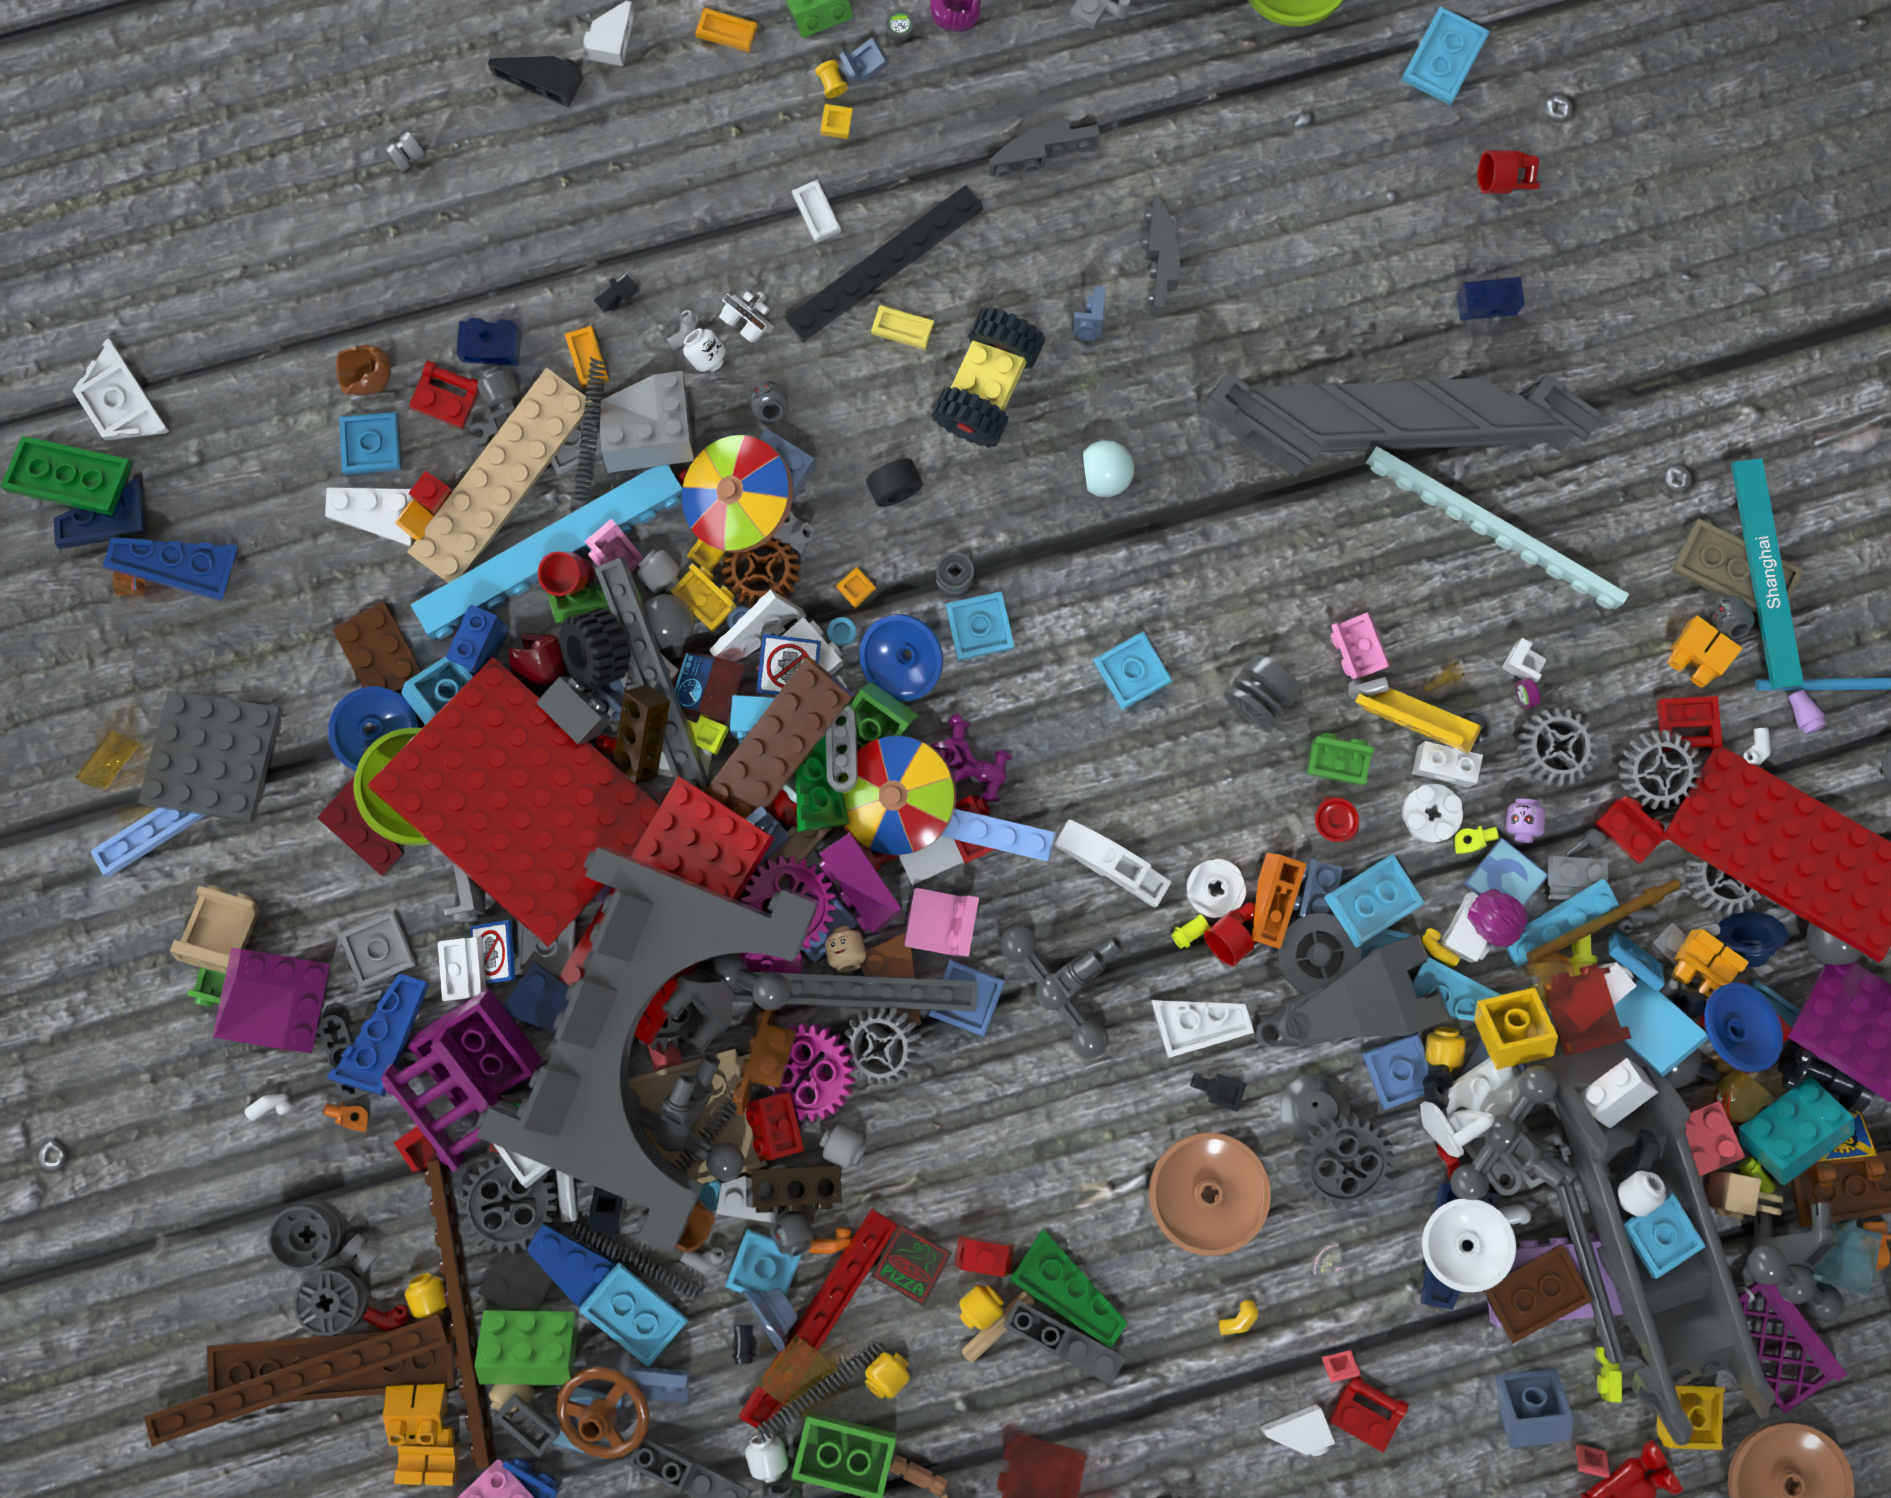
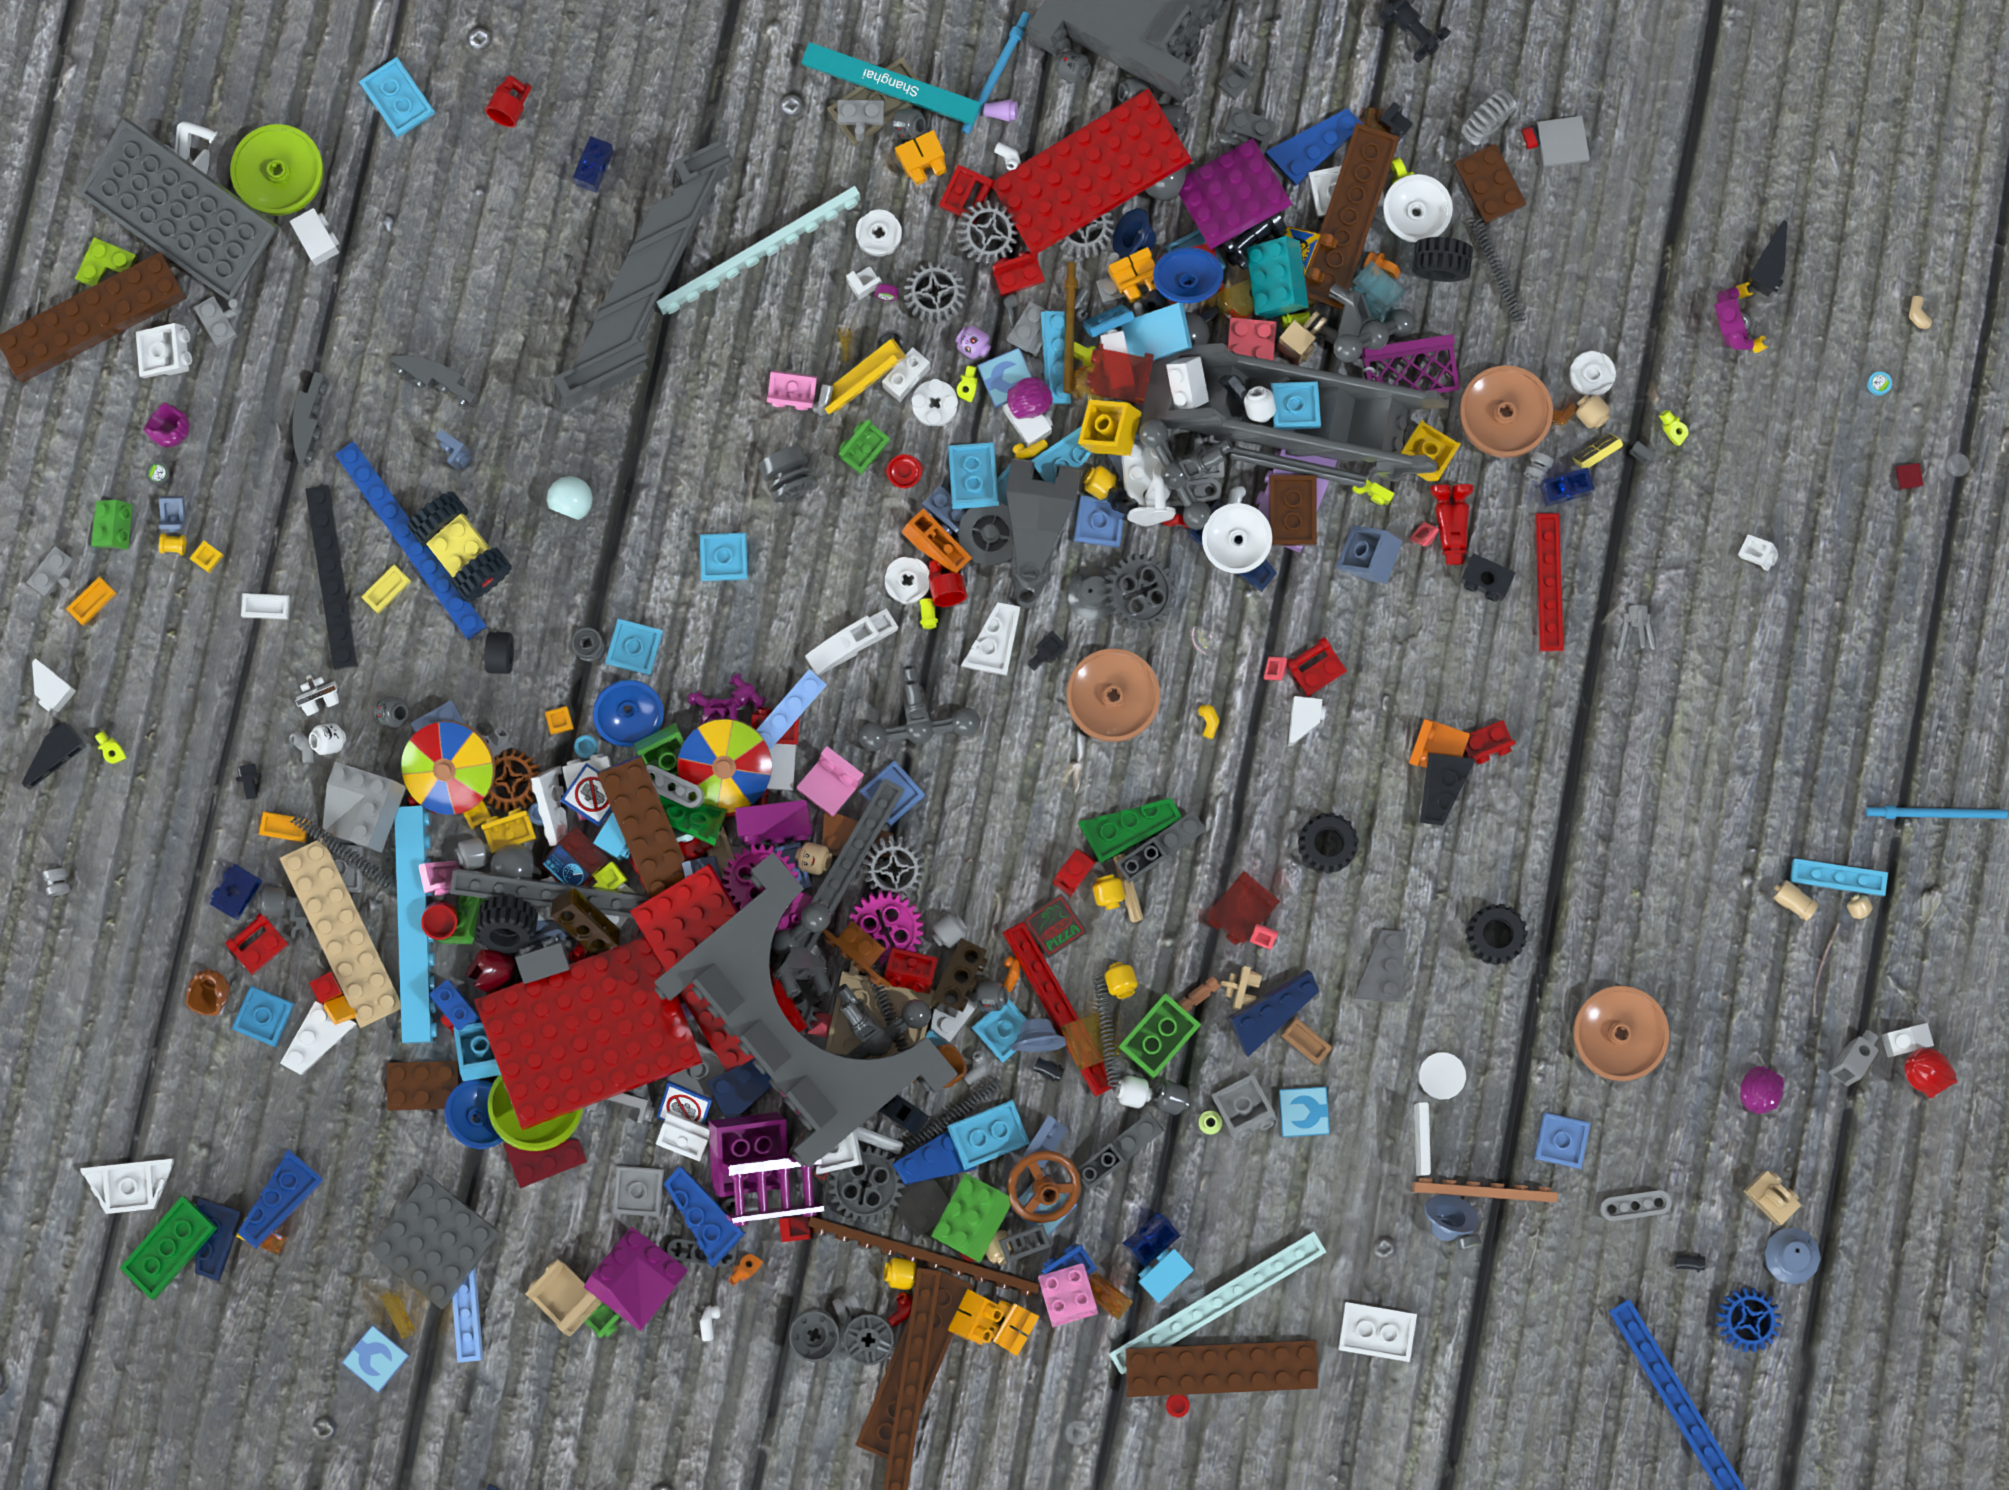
camera: 60 degrees left, 0 degrees up
(54, 760) = (375, 1359): none -> tile
(581, 127) = (108, 744): none -> neon yellow piece
(984, 293) = (421, 556): none -> blue plate
(1245, 48) = (314, 236): none -> white brick
(1582, 664) = (885, 244): none -> white plate
(1713, 558) = (860, 114): none -> light grey plate

